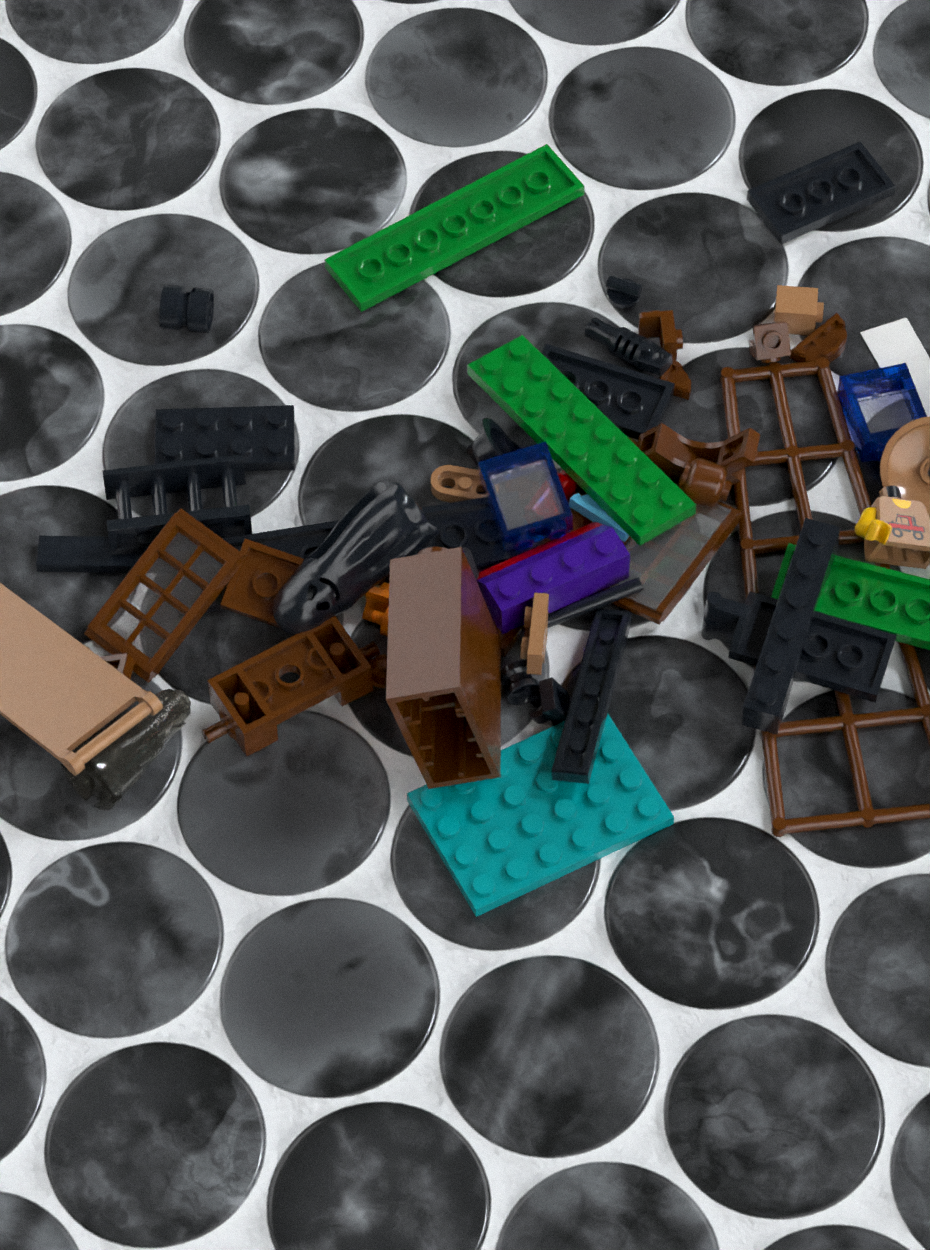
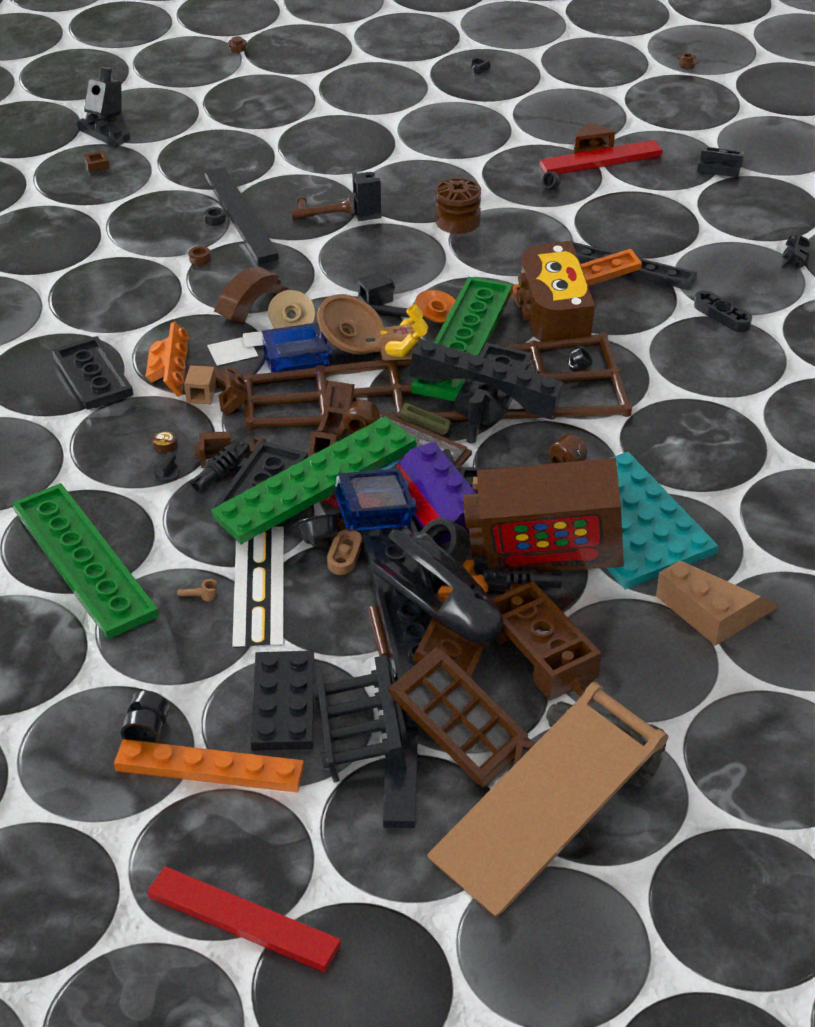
camera: 90 degrees left, 15 degrees down
(129, 382) = (209, 765): none -> orange plate
(371, 890) = (710, 603): none -> medium nougat wedge
(402, 347) = (207, 590): none -> medium nougat hand
(406, 409) = (259, 590): none -> sticker
(662, 738) = (568, 449): none -> reddish brown head
(684, 286) = (164, 441): none -> tile
(730, 565) = (424, 419): none -> olive tile
(857, 273) = (168, 359): none -> orange bracket
(891, 769) = (581, 357): none -> black tile

